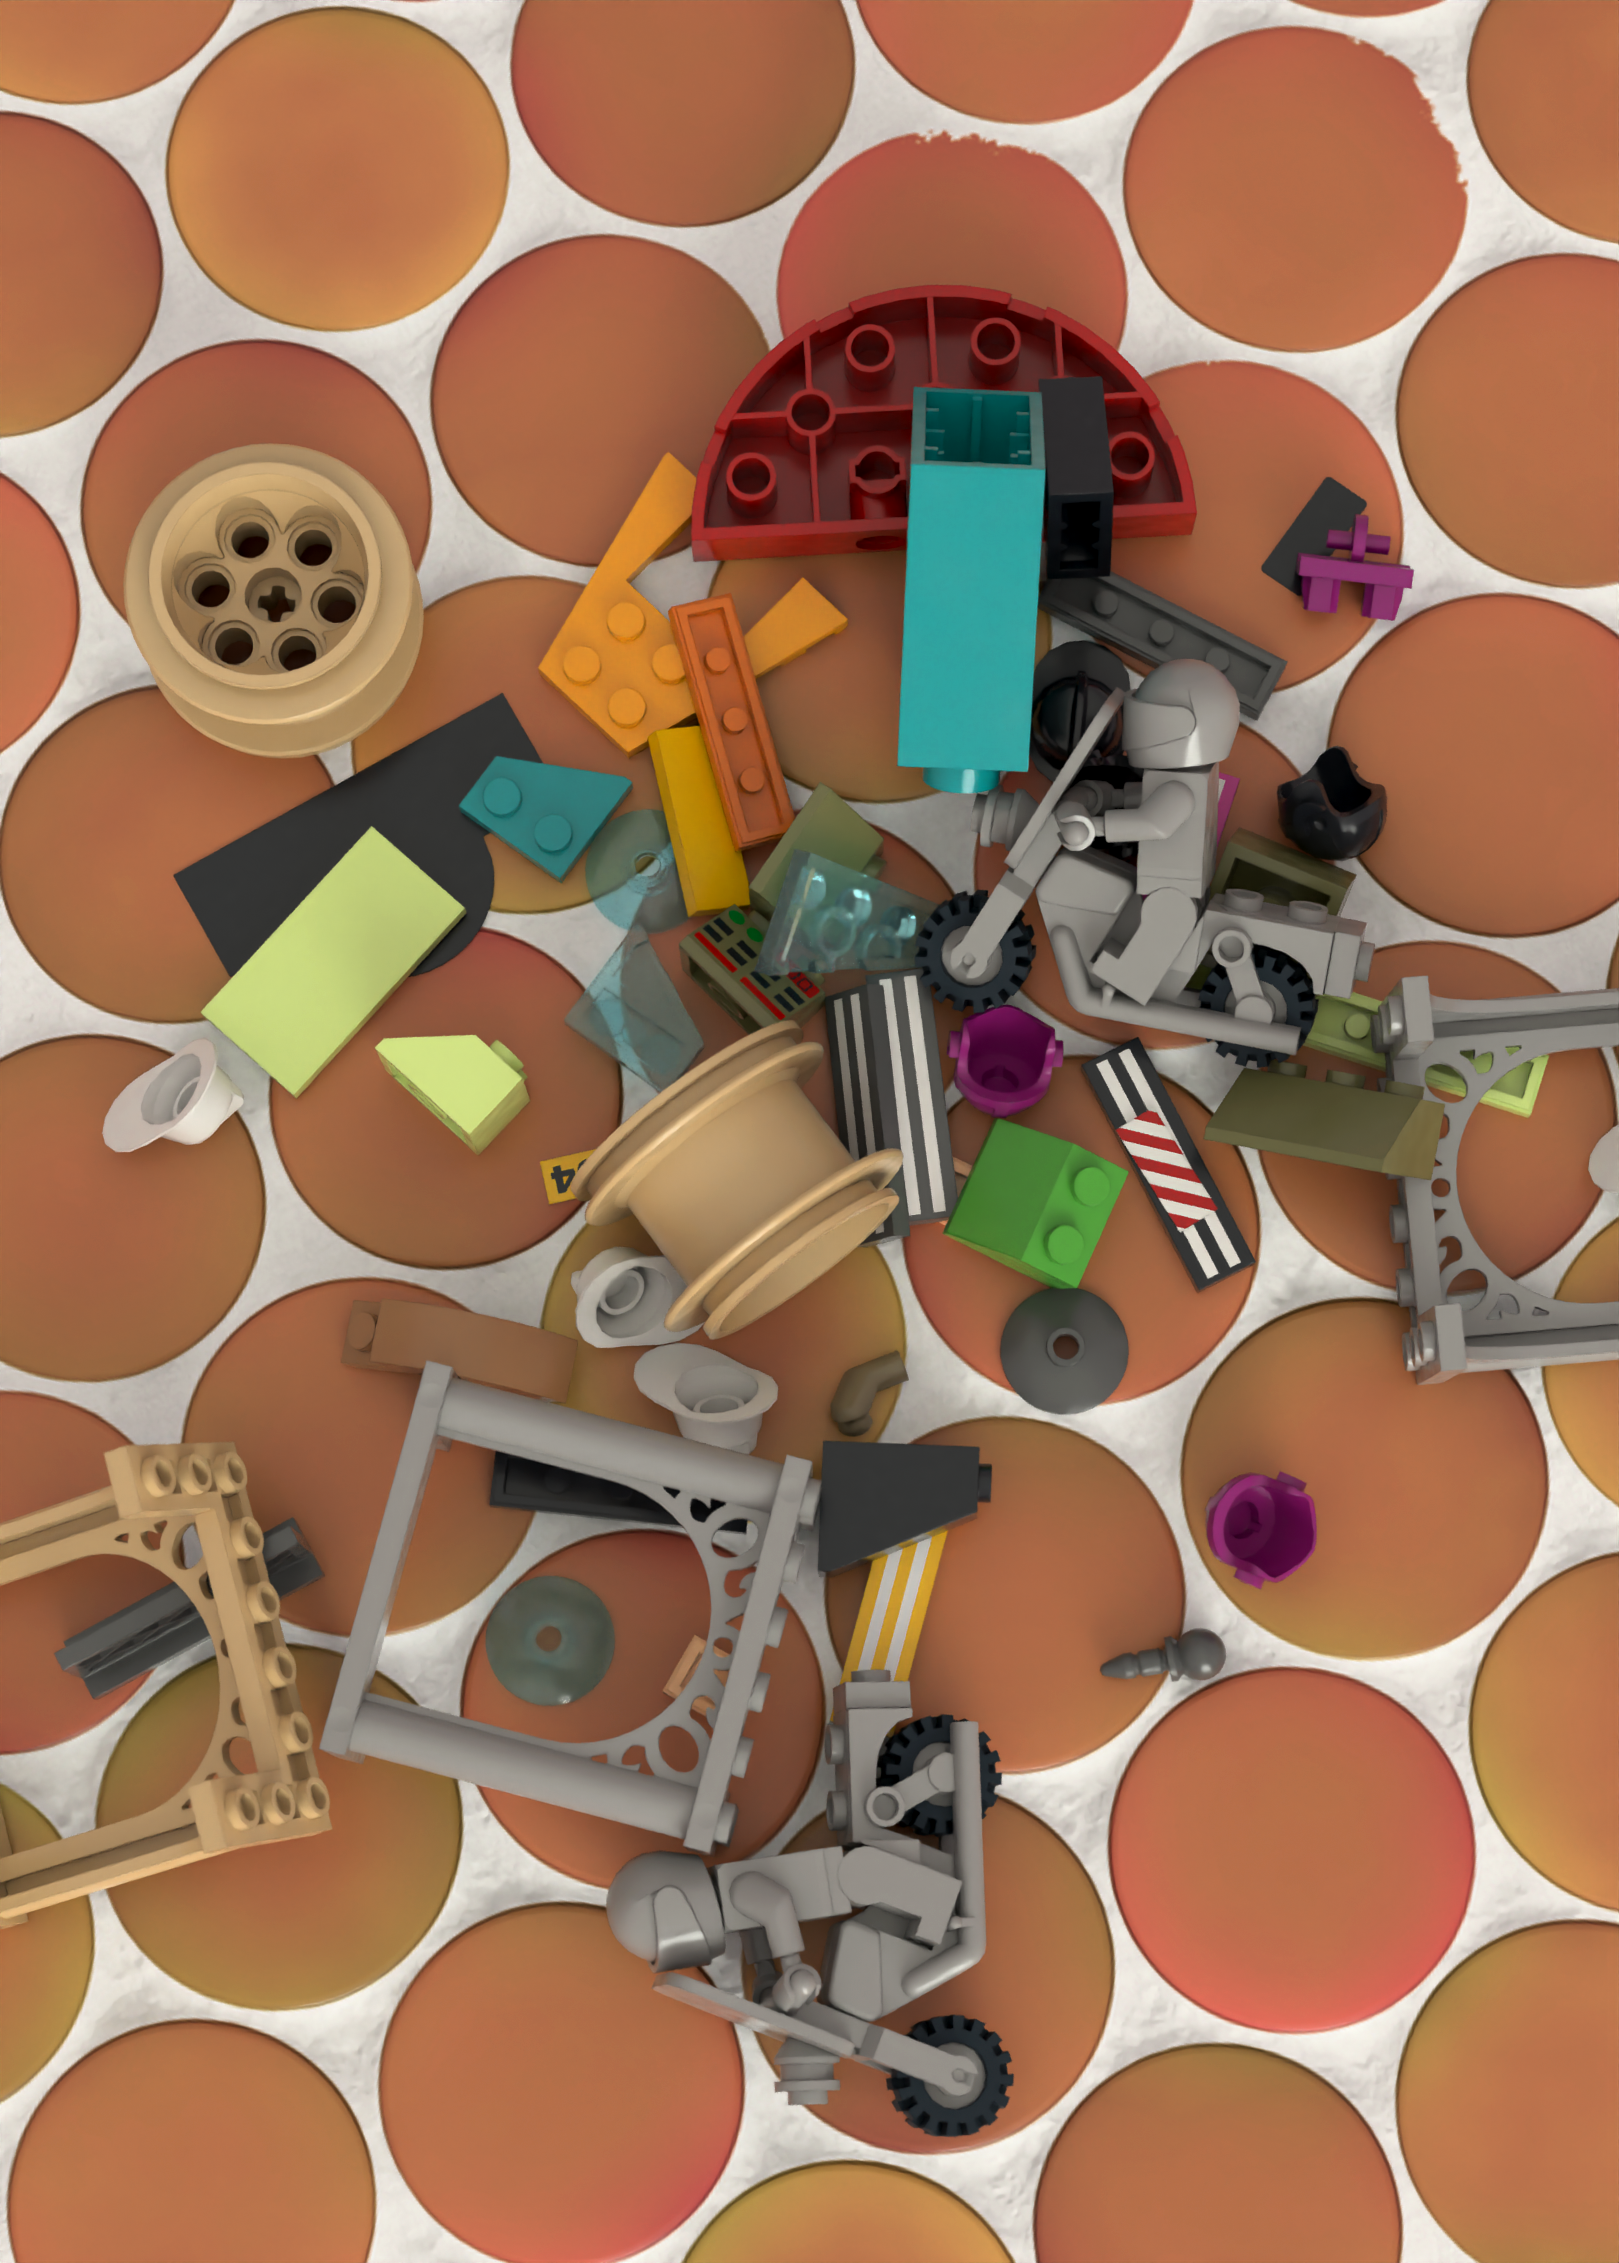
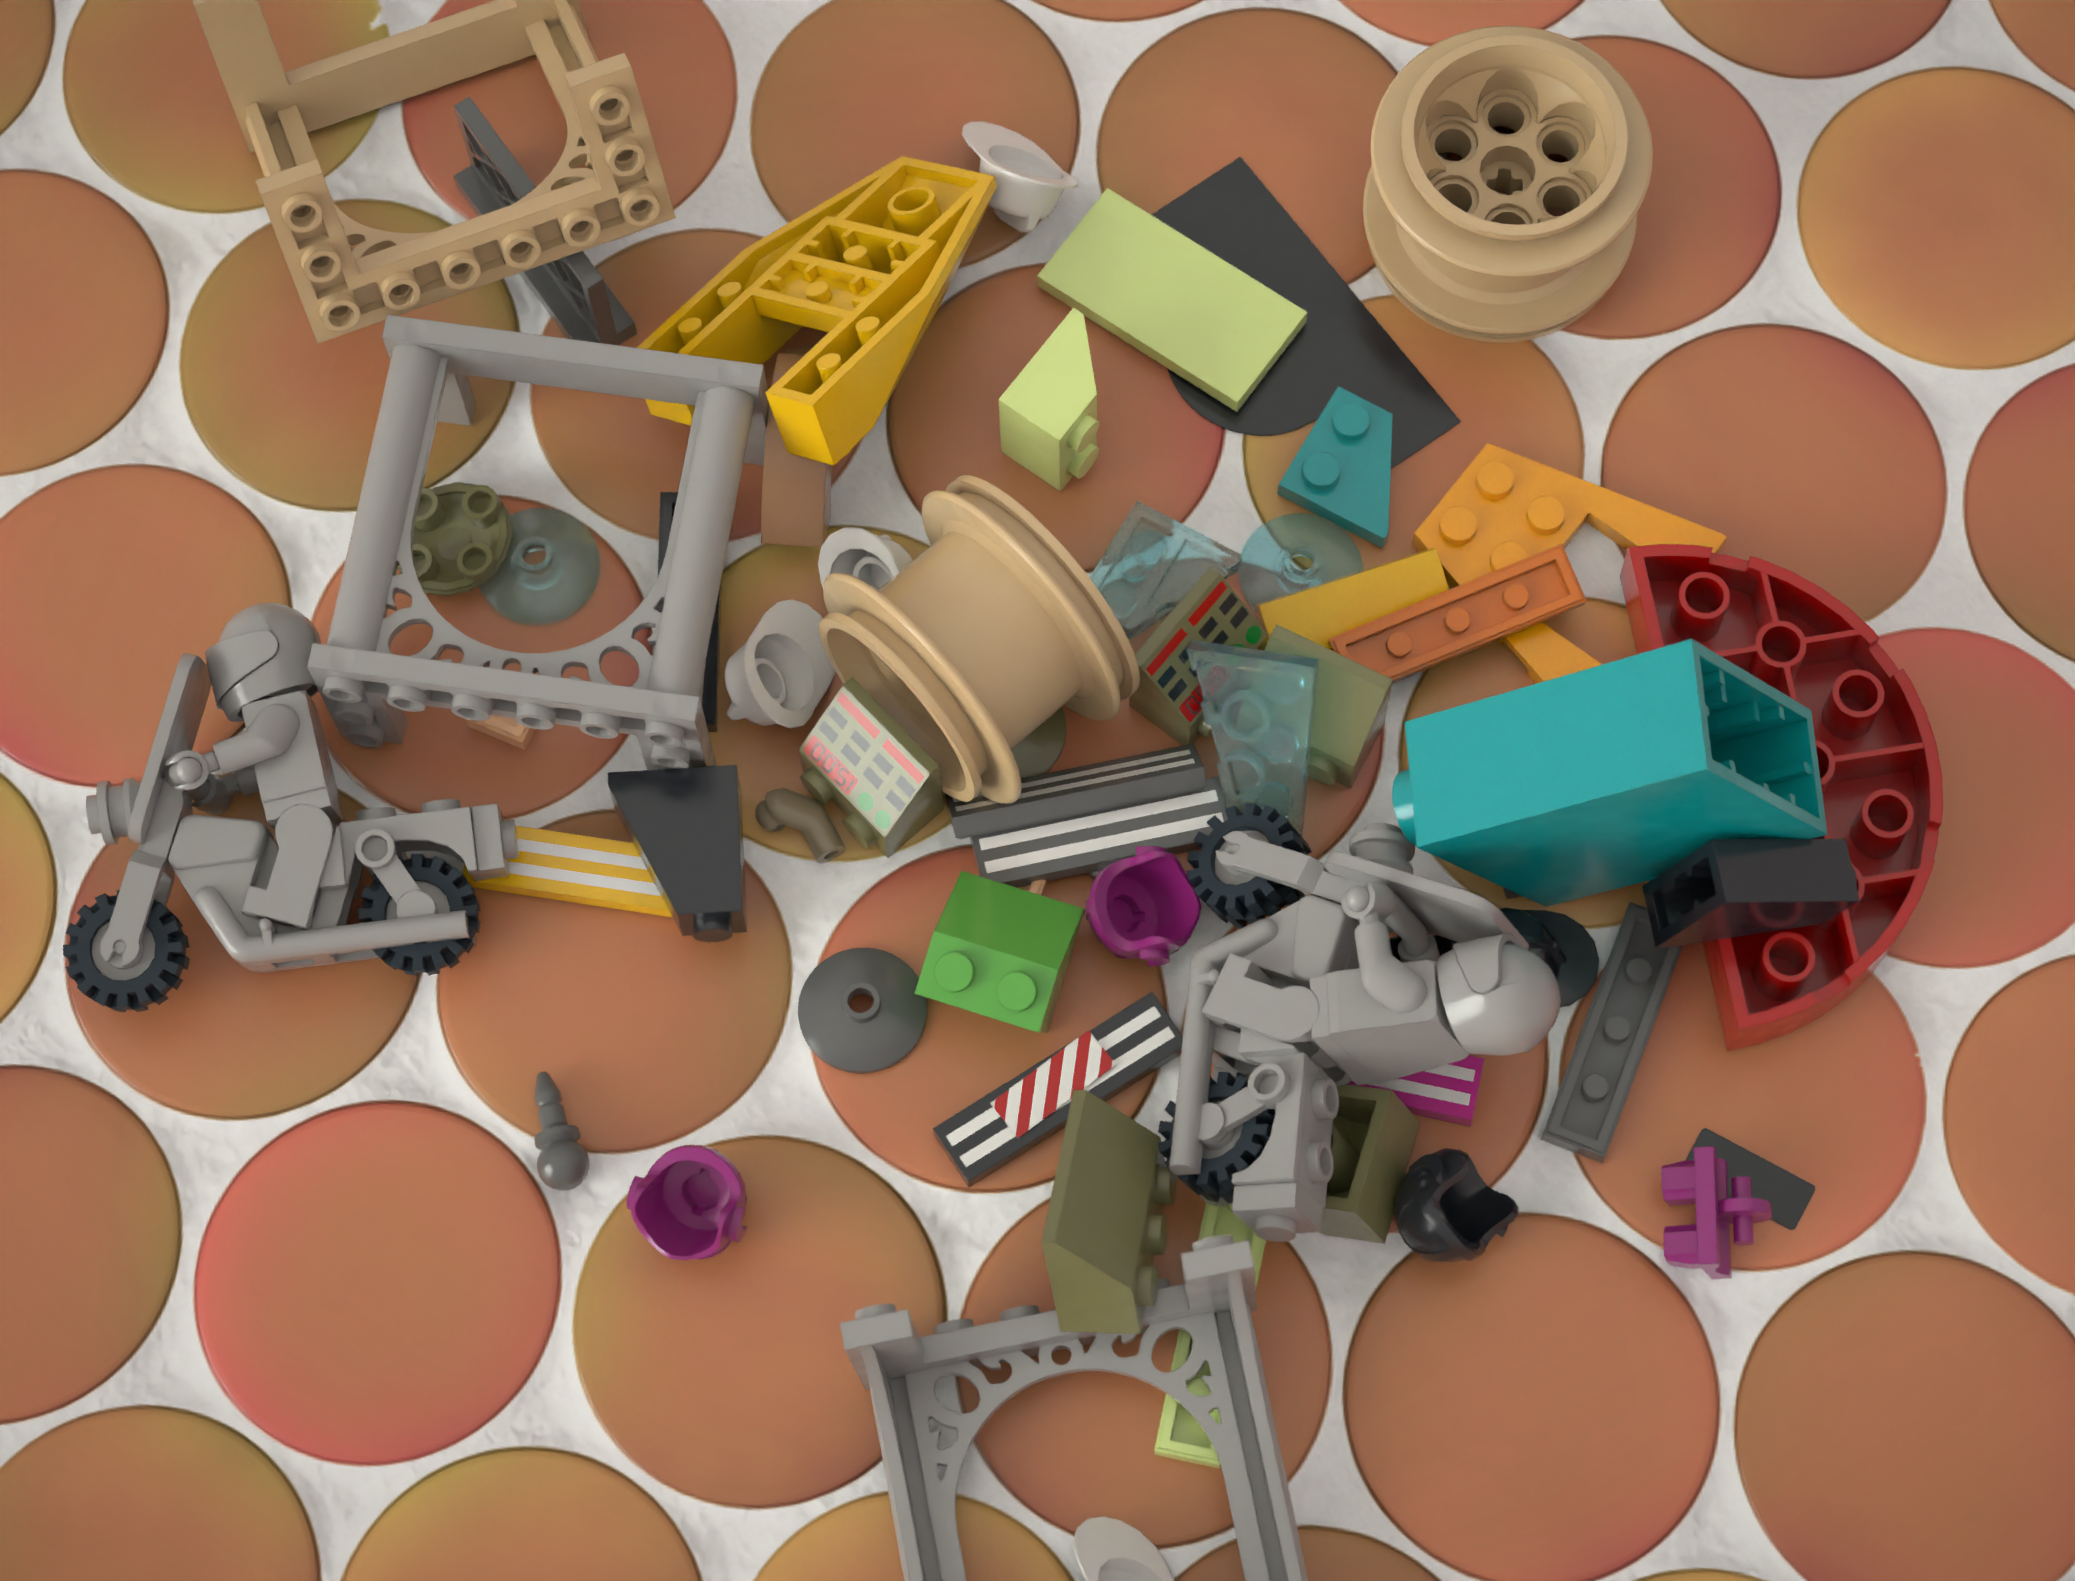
camera: 85 degrees right, 10 degrees down
(278, 1273) = (856, 267): none -> yellow wedge
(521, 1700) = (459, 537): none -> olive dish
(834, 1313) = (871, 771): none -> olive slope

